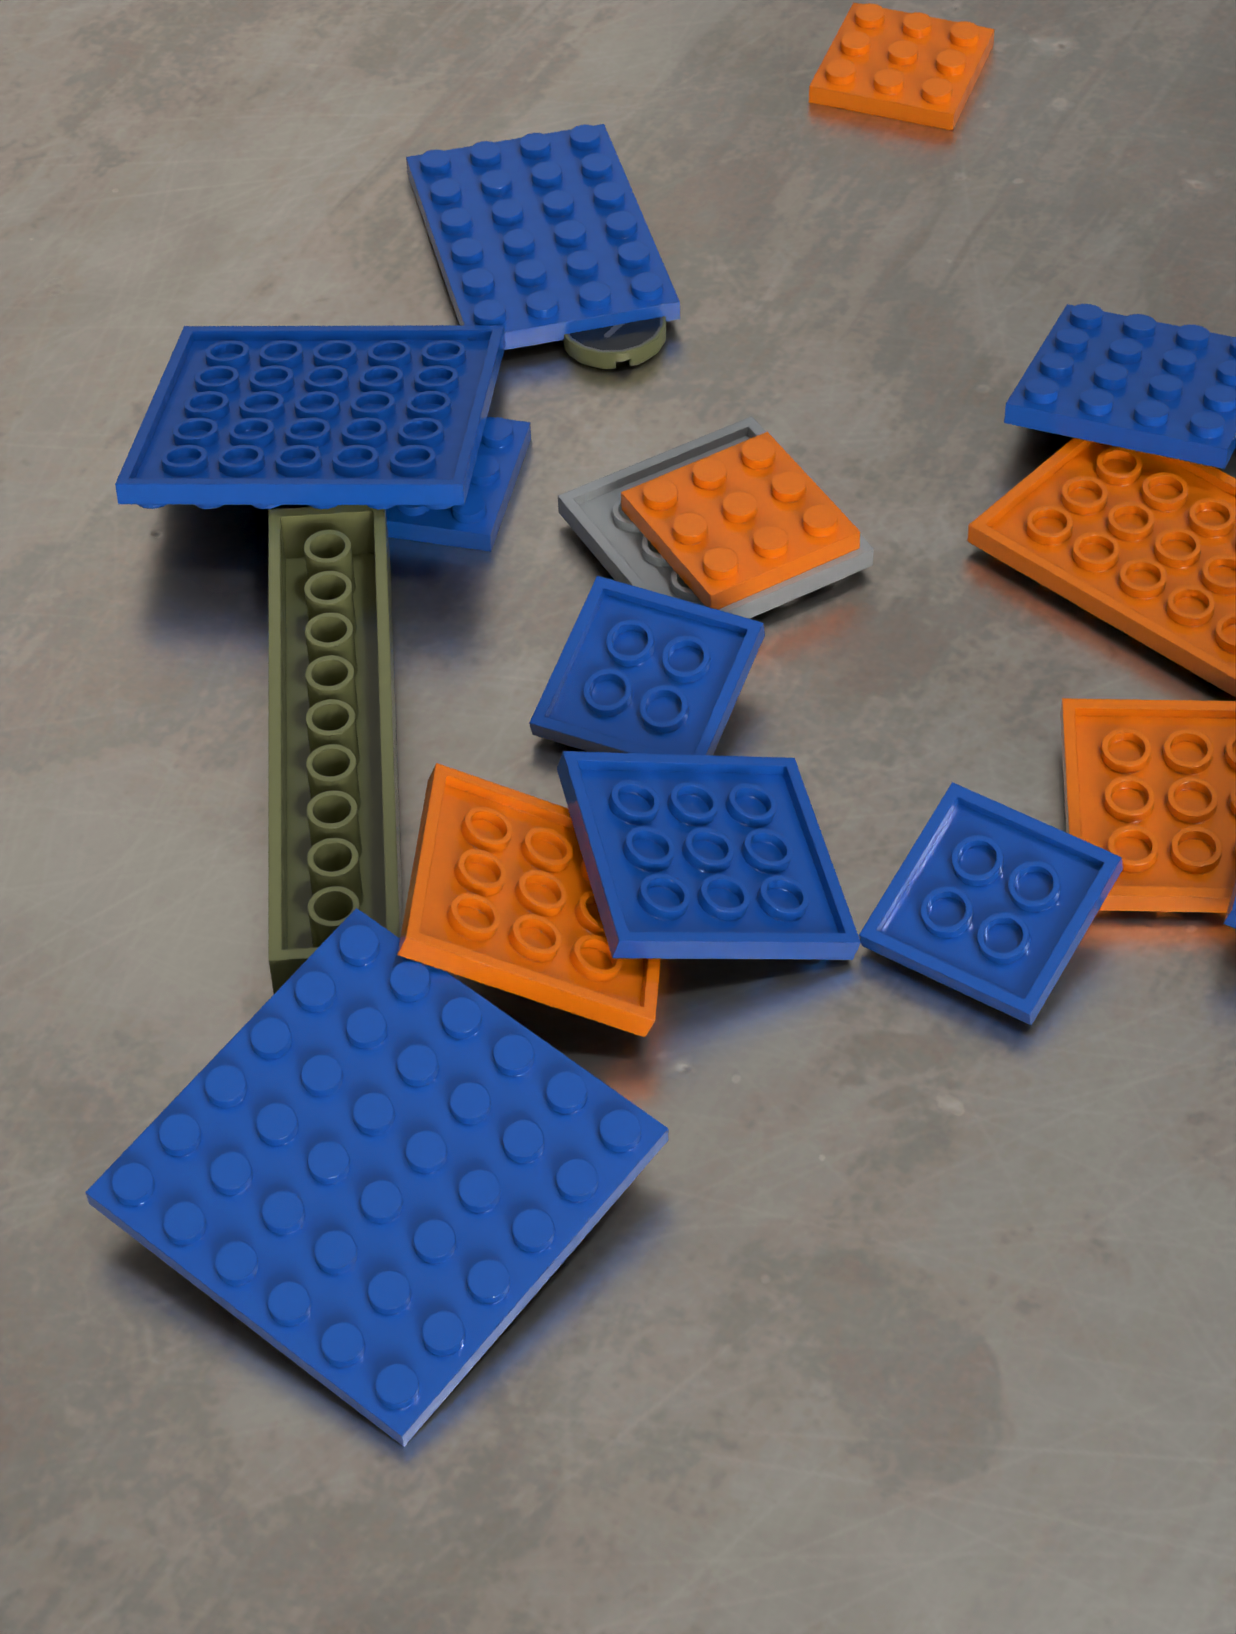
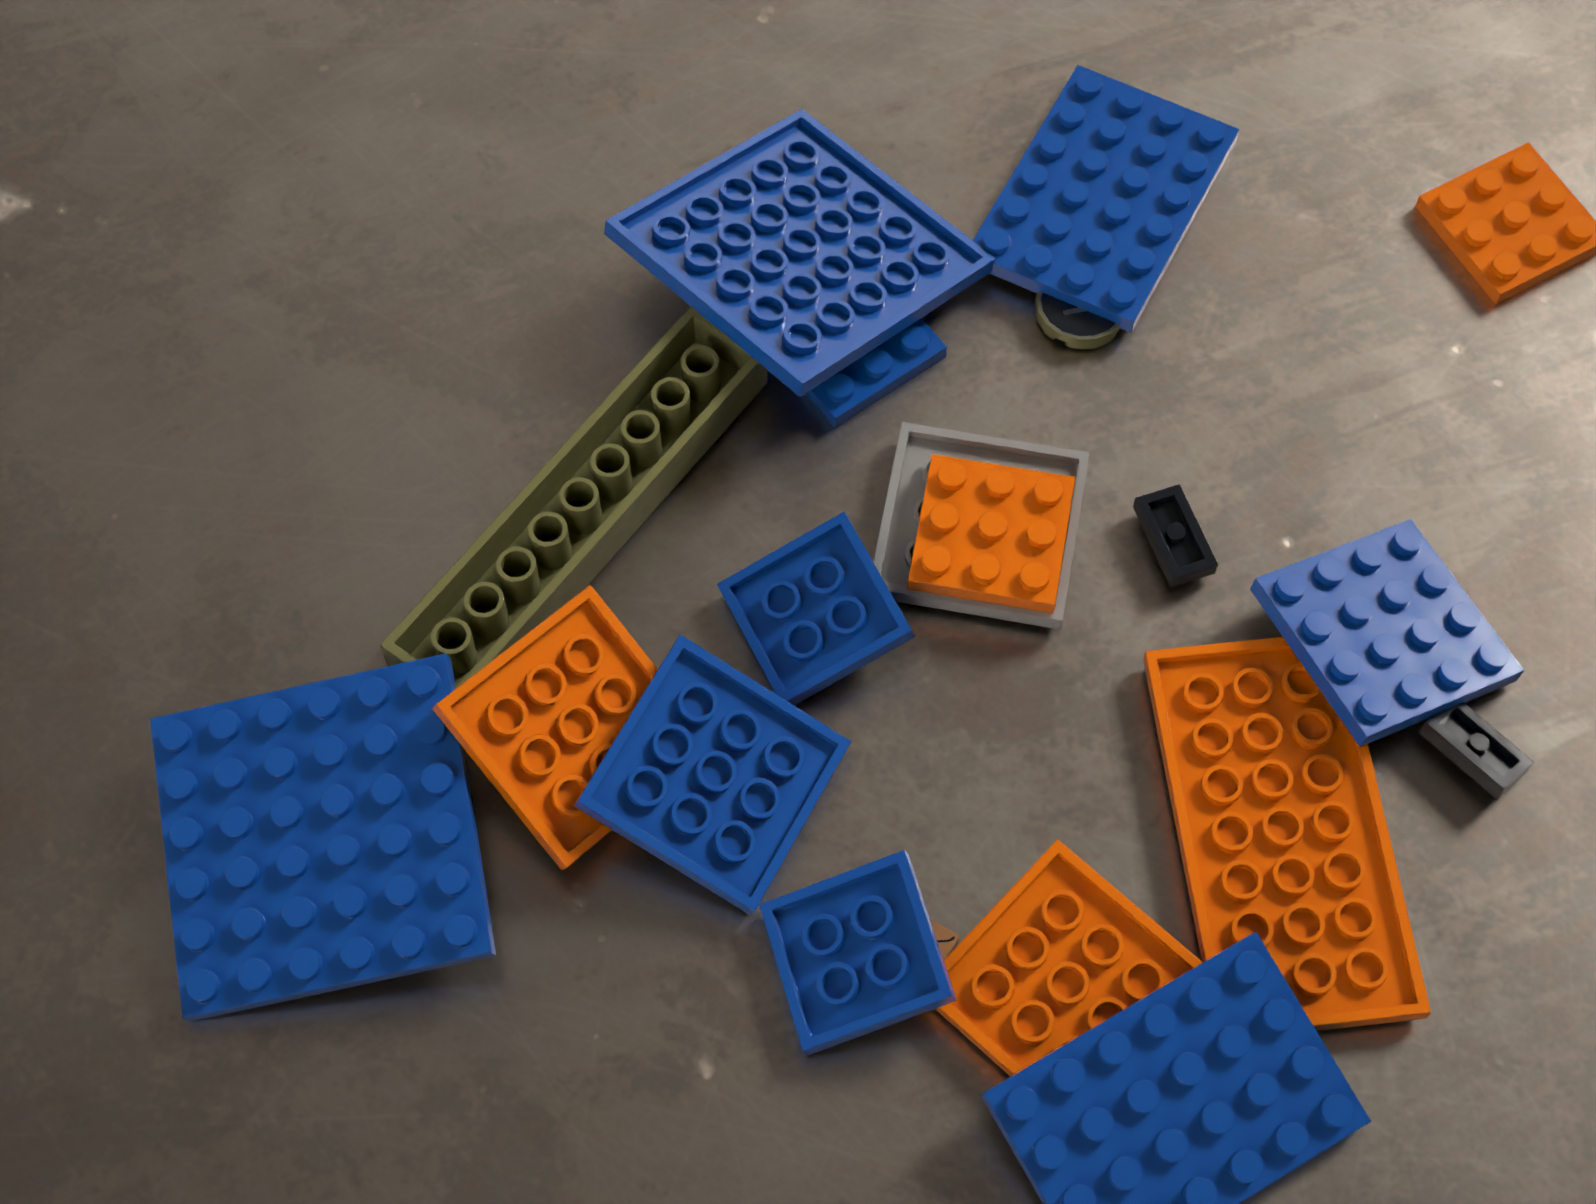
camera: 40 degrees right, 15 degrees up
(891, 434) = (1175, 535): none -> black plate

